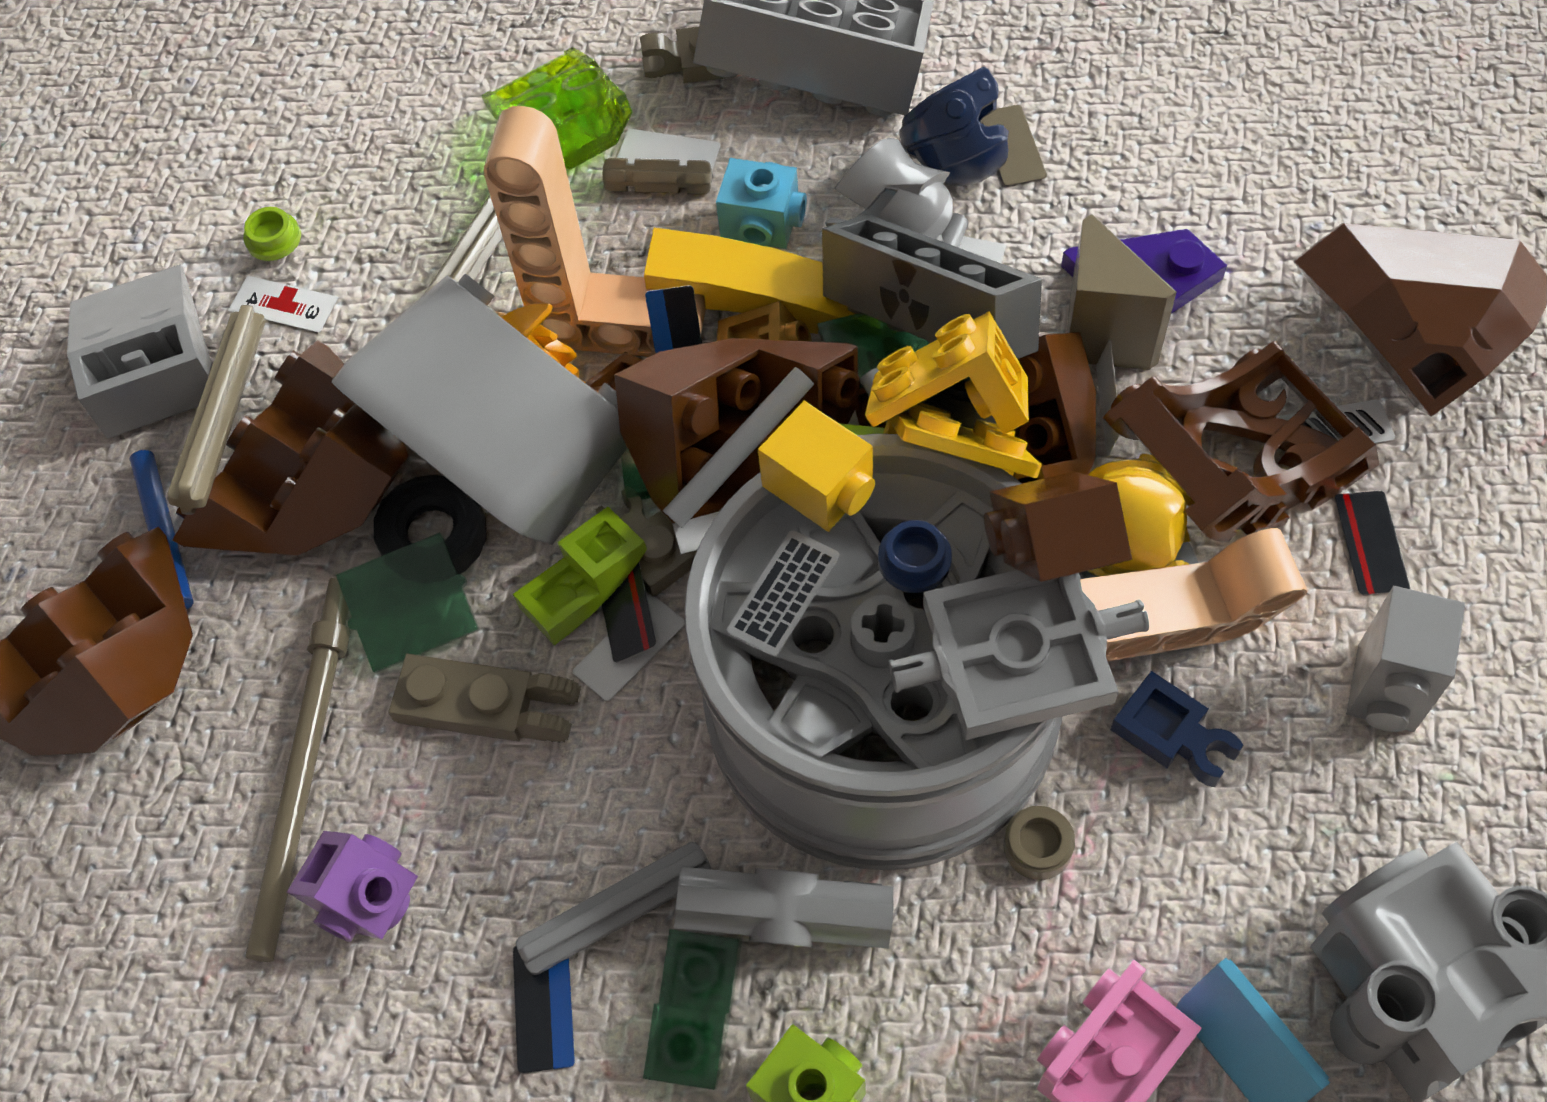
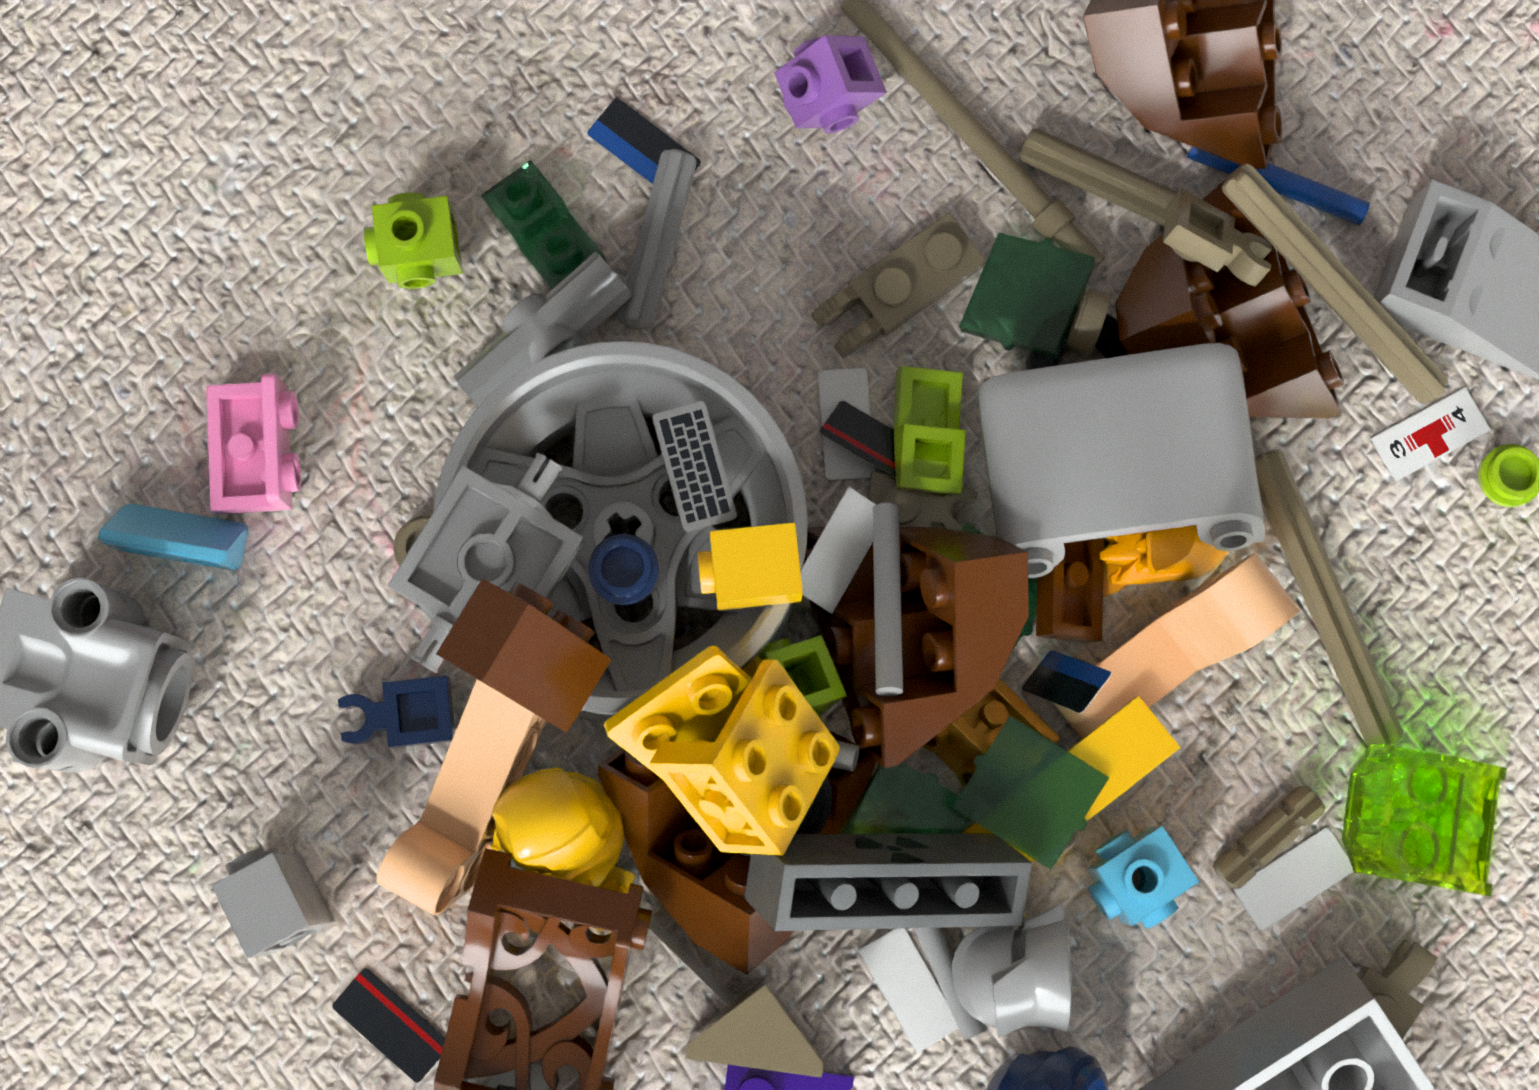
camera: 125 degrees right, 20 degrees up
(254, 494) = (1208, 236): none -> dark tan plate
(261, 636) = (1096, 175): none -> dark tan axle
(393, 524) = (1088, 321): none -> dark tan tile
(774, 287) = (1030, 792): none -> clear green piece

